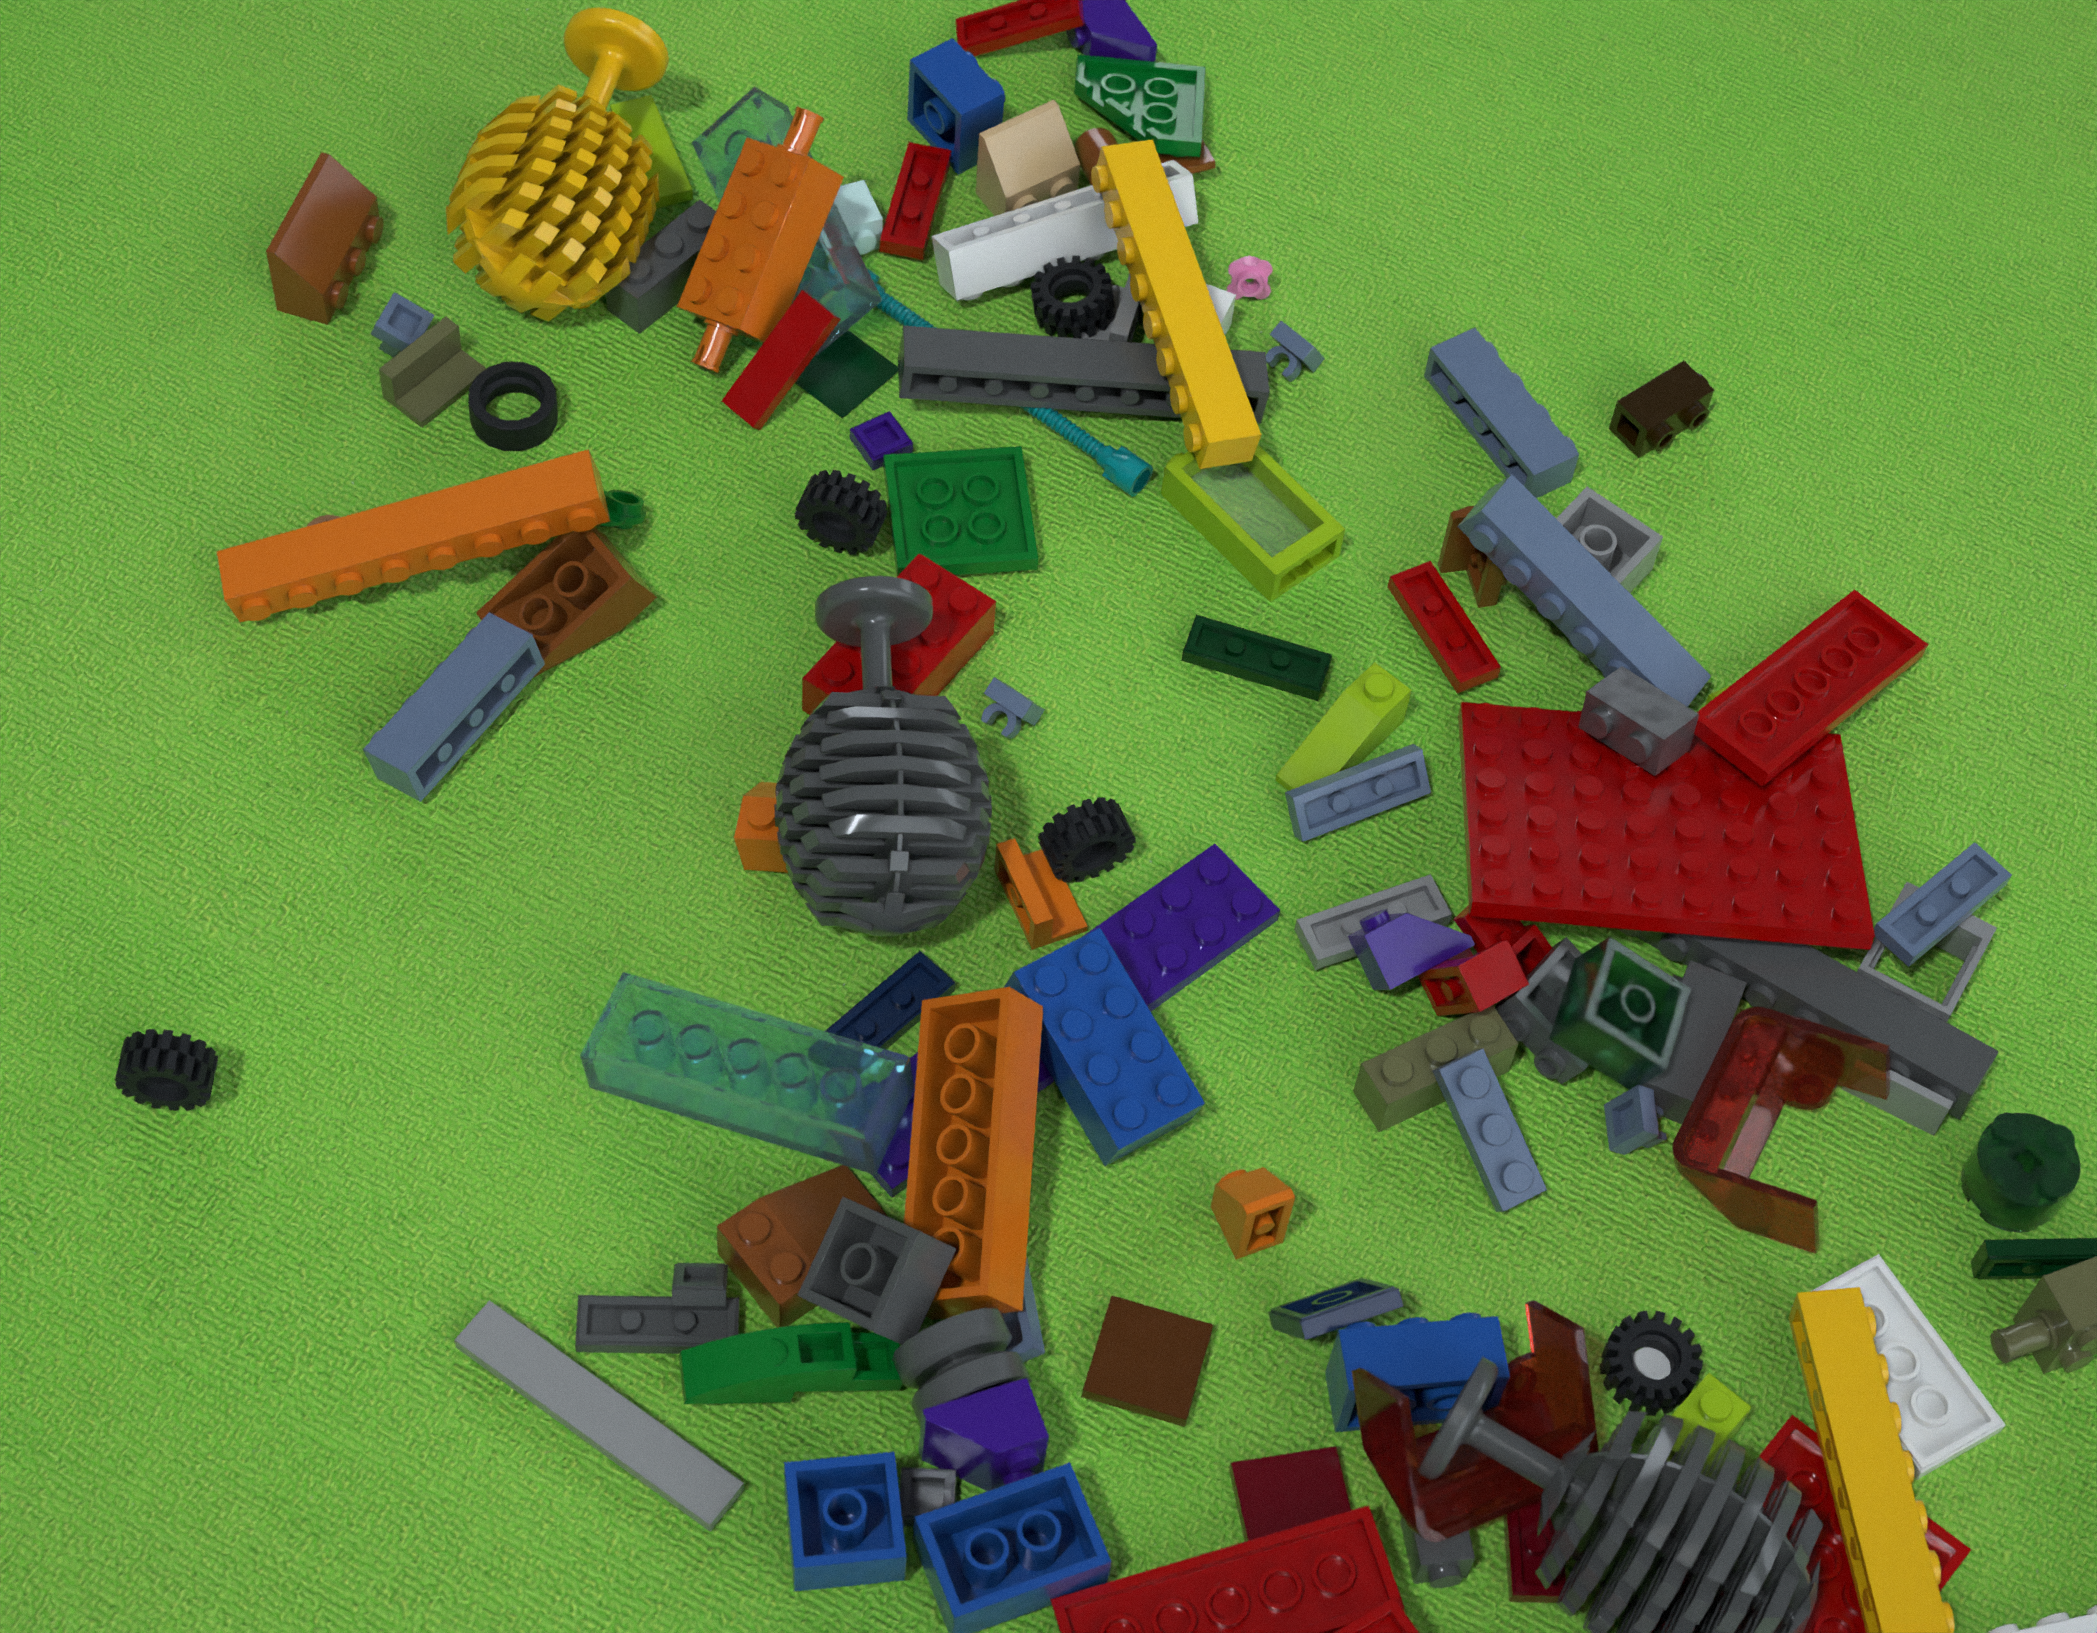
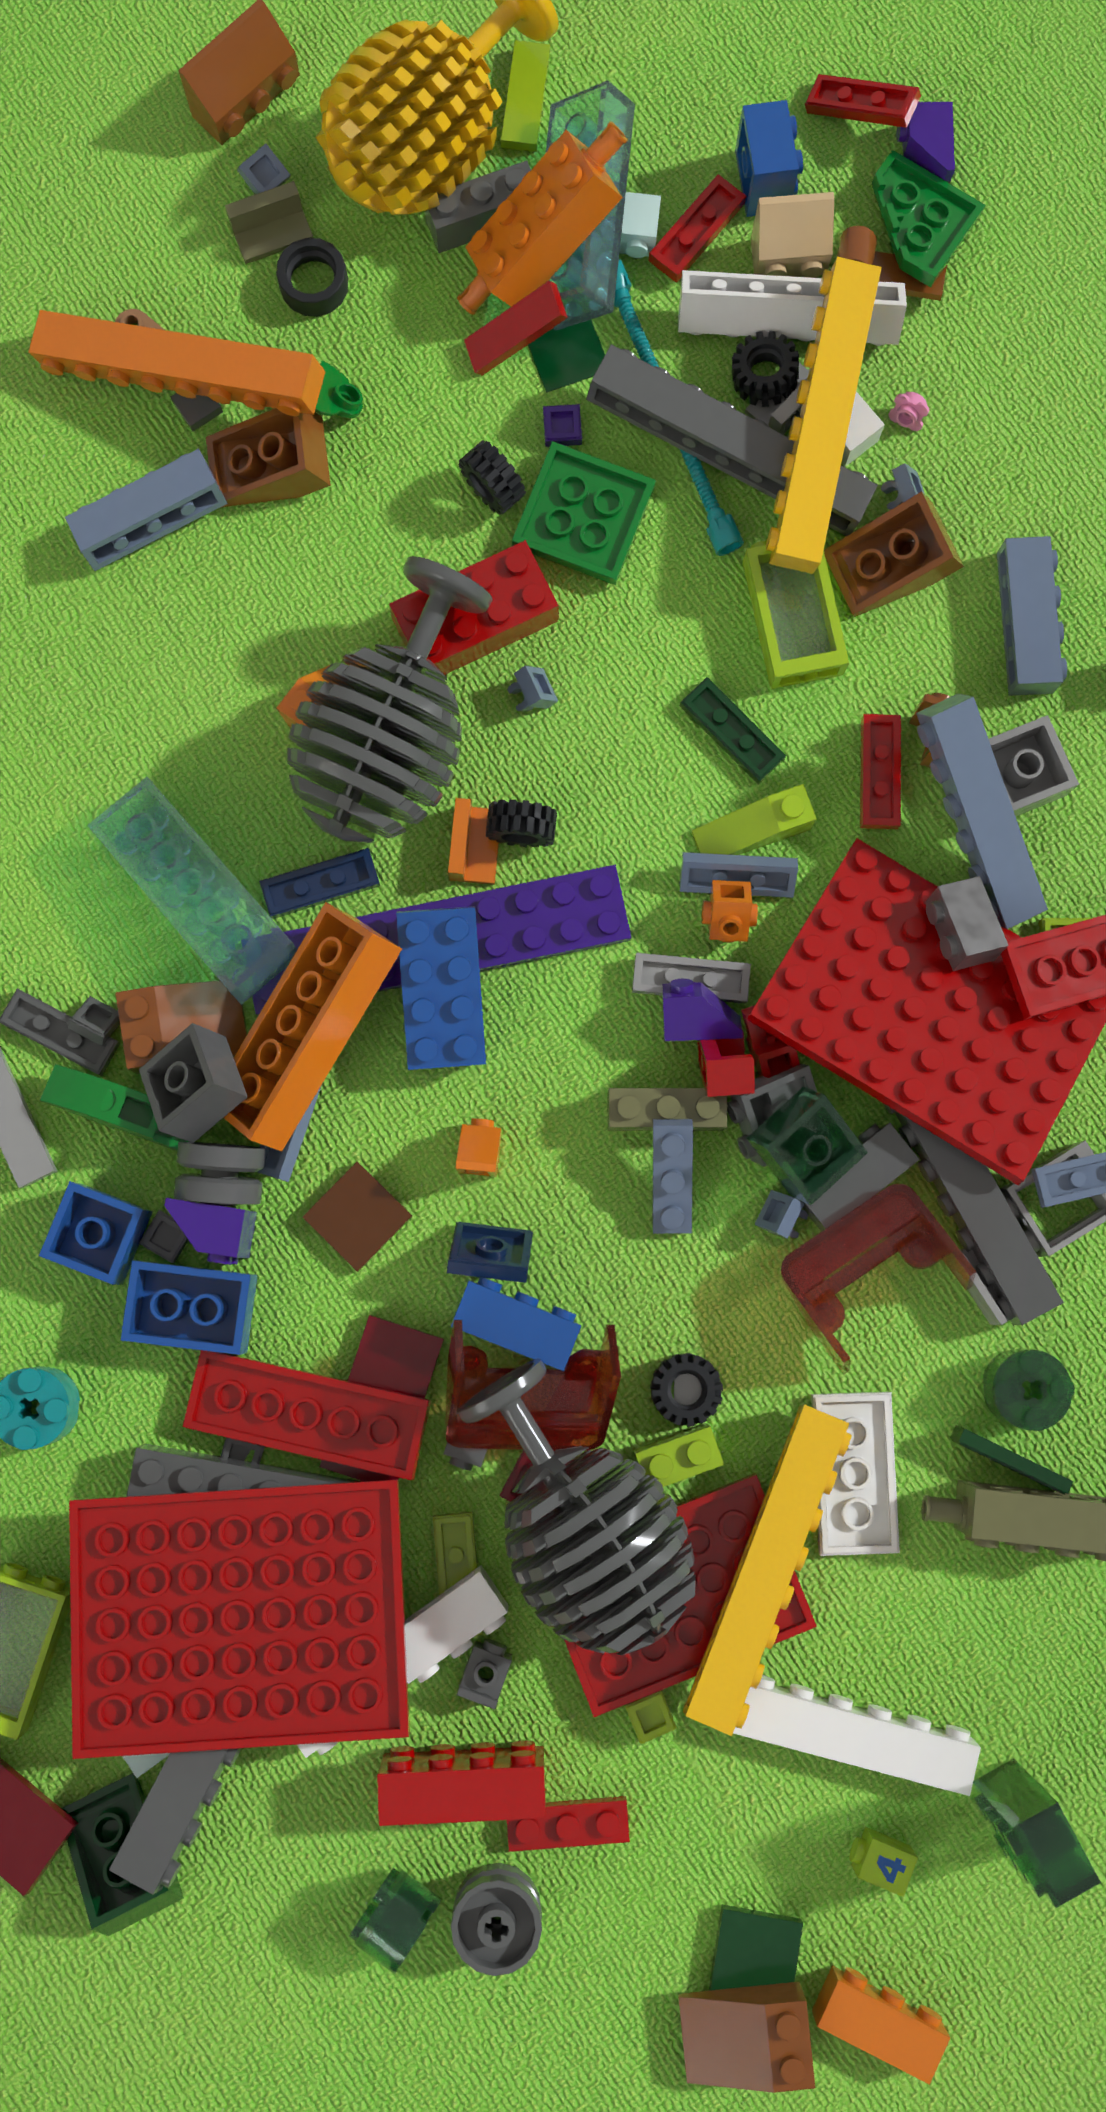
camera: 30 degrees right, 25 degrees up
(448, 587) = (196, 411): none -> dark grey tile
(1325, 413) = (893, 556): none -> dark orange slope
(1374, 829) = (729, 911): none -> orange brick

